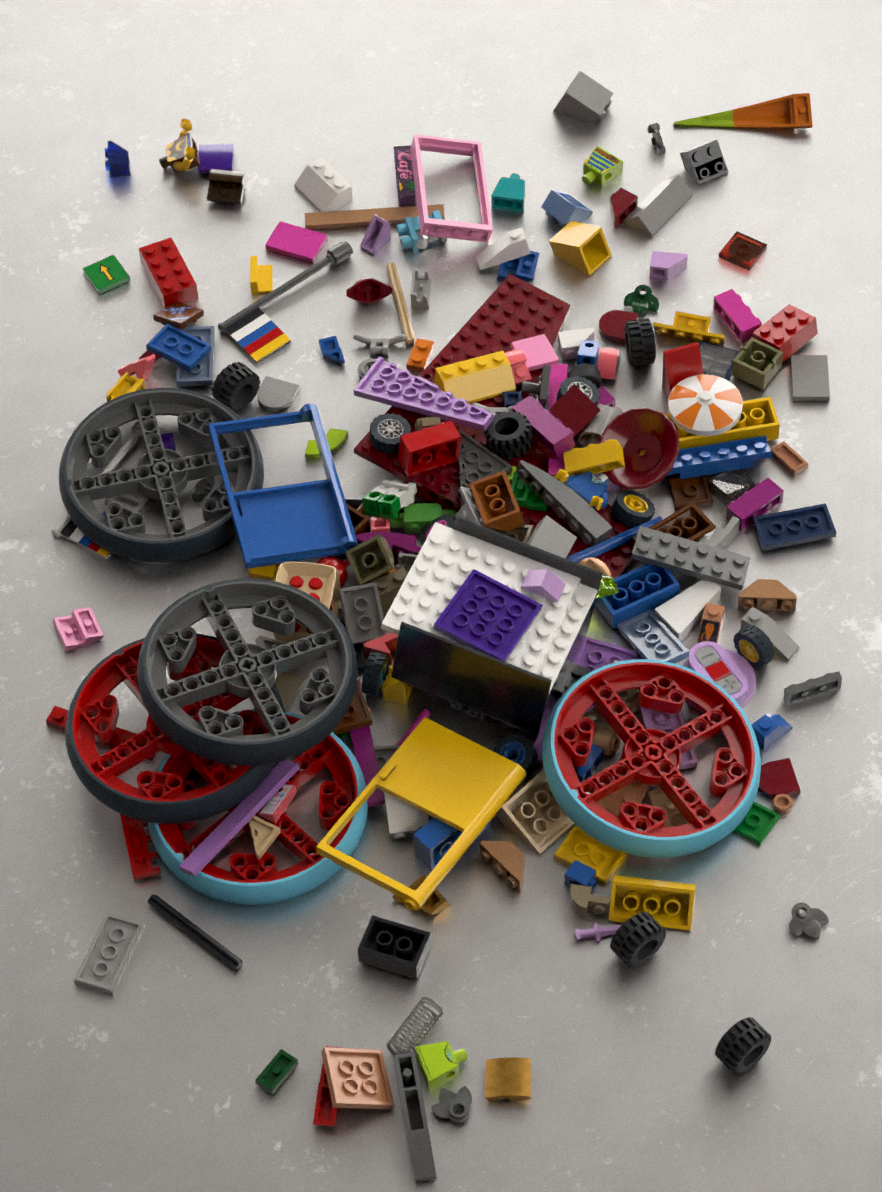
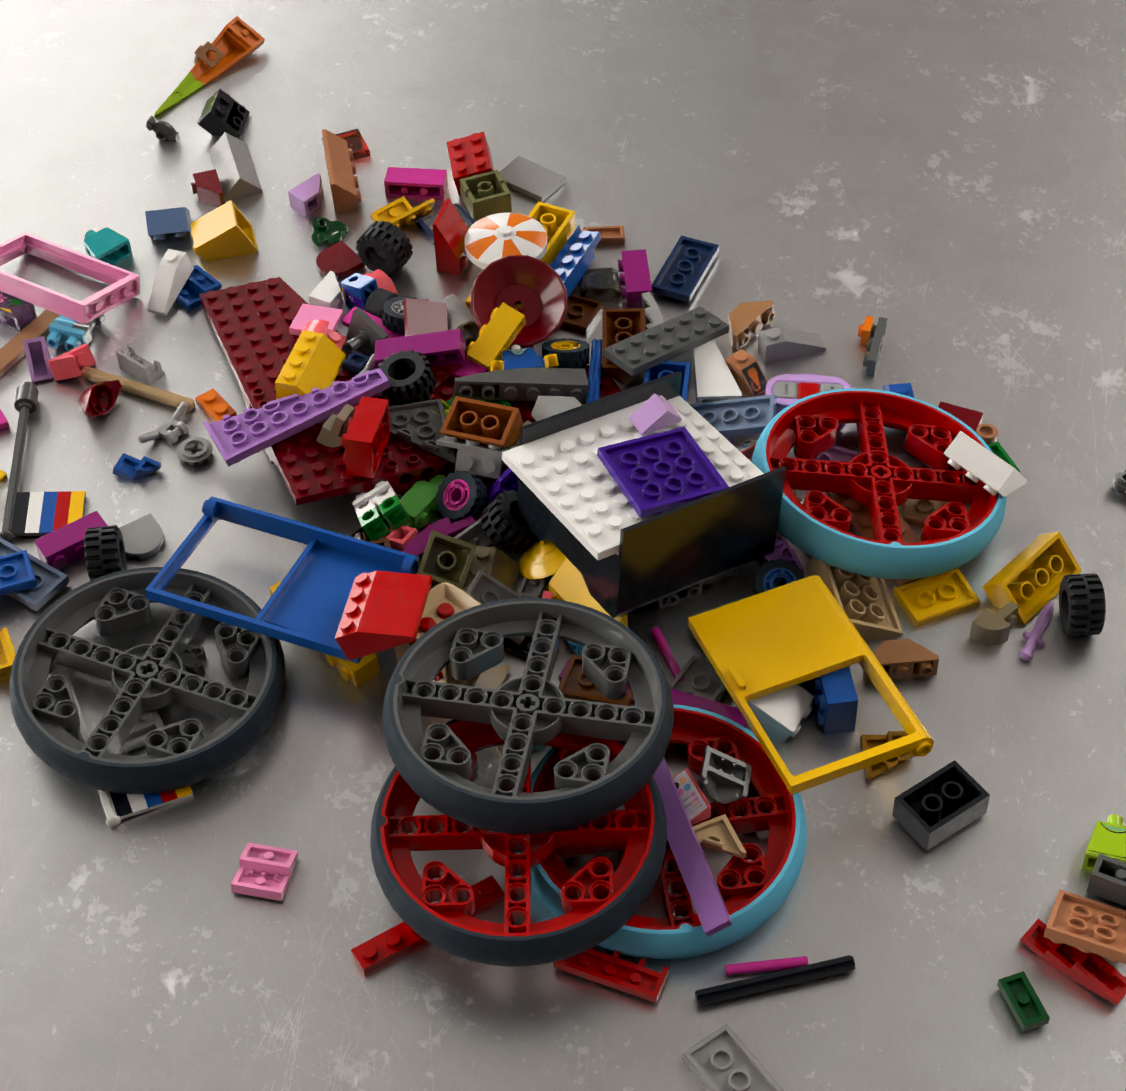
camera: 55 degrees left, 5 degrees down
(203, 921) = (766, 965): none -> dark pink bar
(257, 362) = (67, 542): none -> magenta brick
(279, 550) = (382, 612): none -> red slope
(304, 809) = (724, 776): none -> dark grey slope
(335, 439) = (243, 540): lime tile -> none
(386, 432) = (312, 459): black wheel -> none
(388, 253) = (71, 363): none -> coral slope
(428, 1010) = (1068, 867): light grey piece -> none
(580, 875) = (960, 614): blue brick -> none
(584, 99) = (60, 148): light grey slope -> none
(601, 167) = (149, 177): lime torso -> none
(699, 264) = (340, 173): none -> nougat slope
(707, 809) = (983, 466): none -> white slope
(754, 646) = (803, 353): black wheel -> none
(758, 100) = (201, 54): none -> medium nougat bracket
(823, 669) = (865, 330): none -> orange plate

